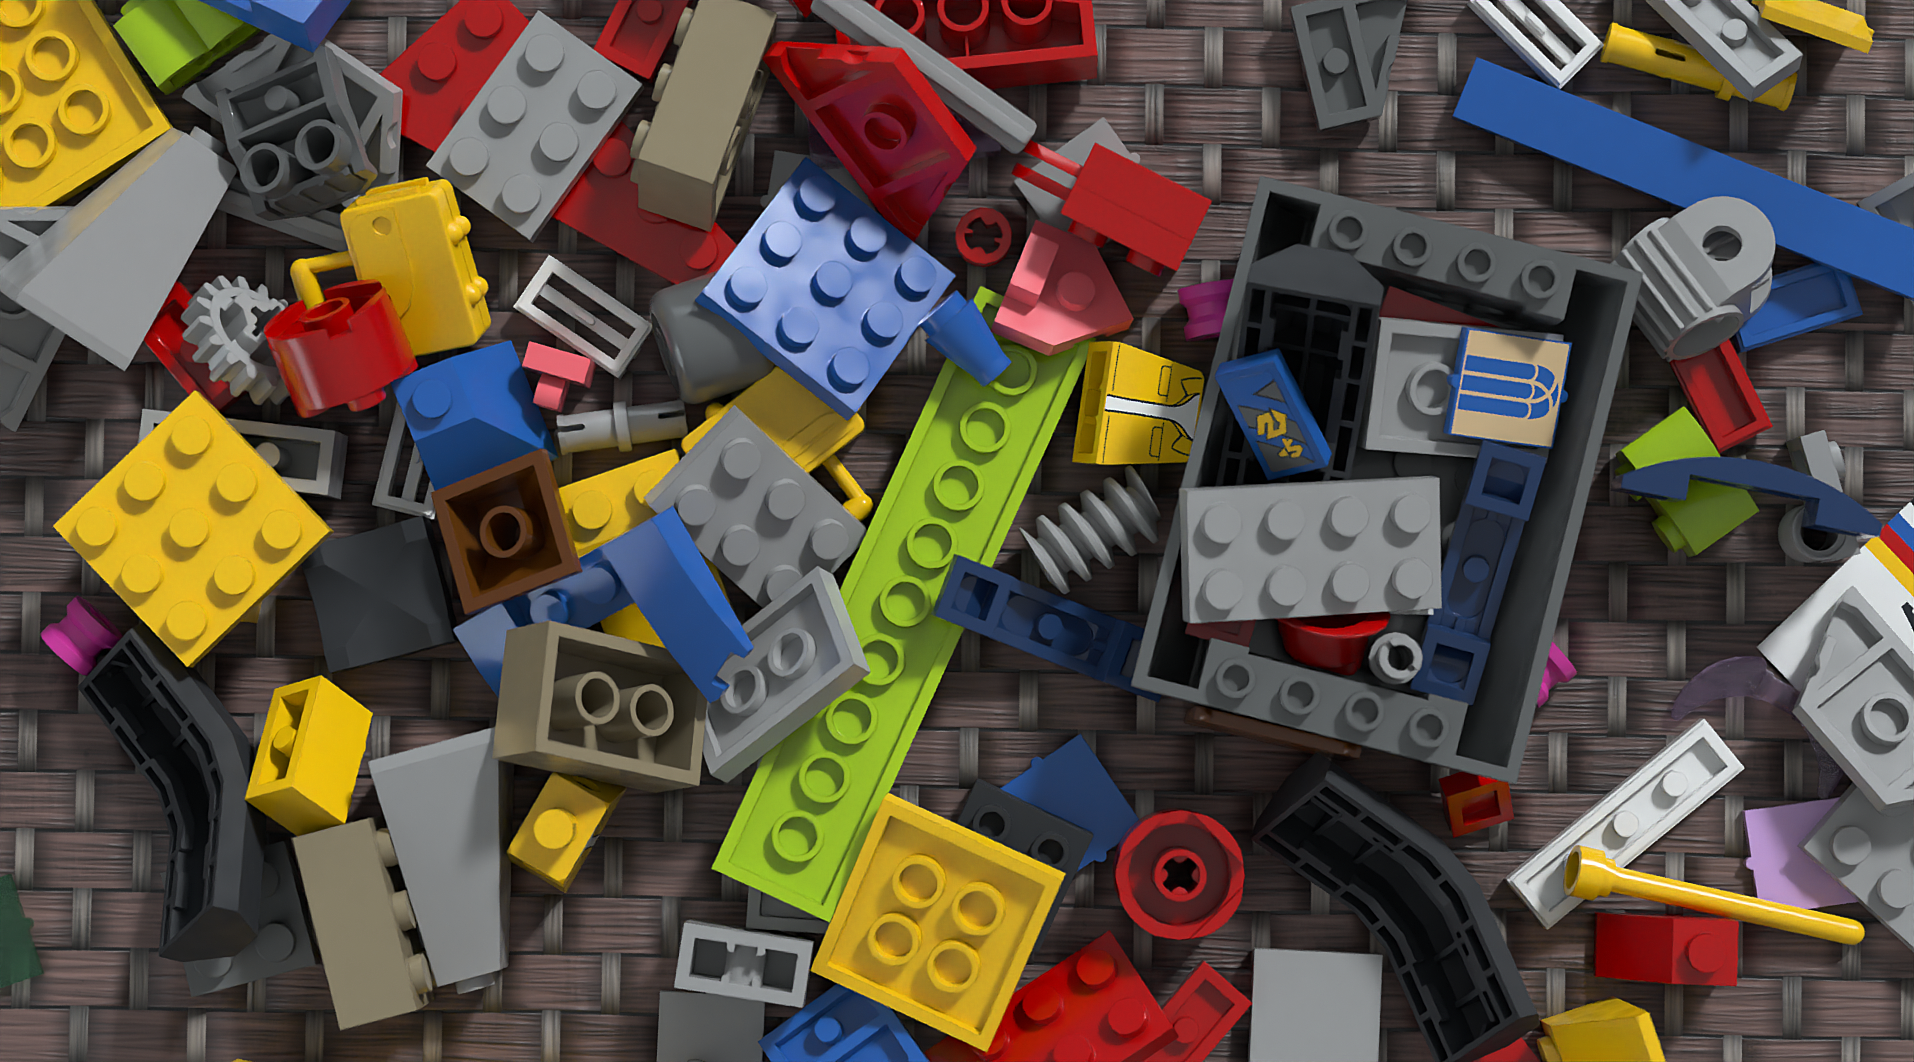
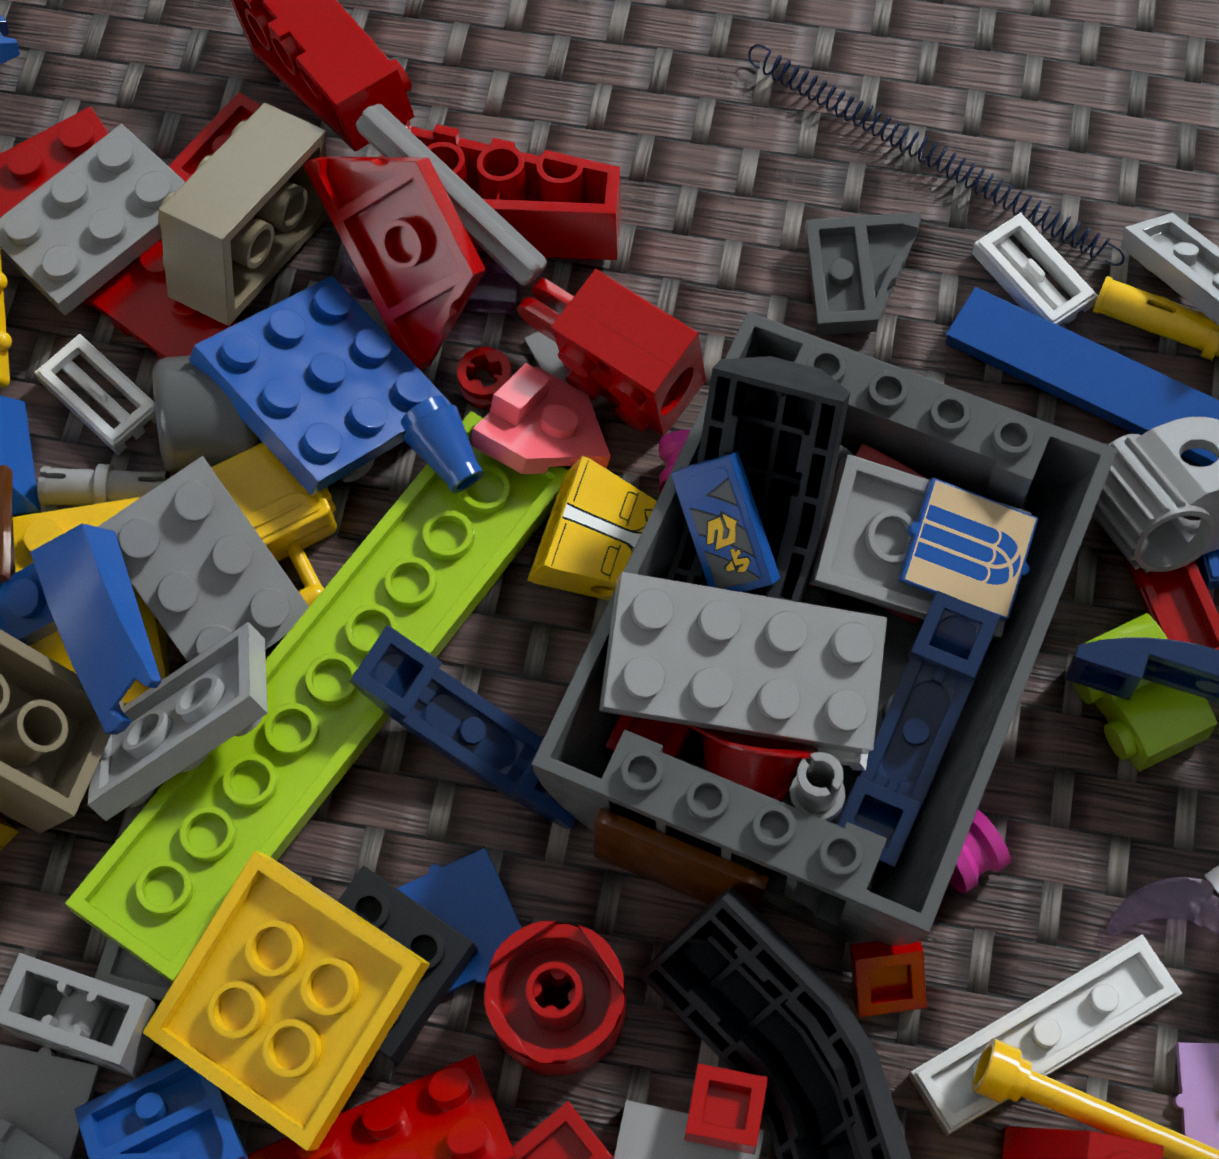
camera: 10 degrees right, 20 degrees down
(557, 372) = (55, 430): coral tile -> none
(1094, 530) = (532, 646): light grey piece -> none
(1348, 947) = (726, 1109): none -> red plate

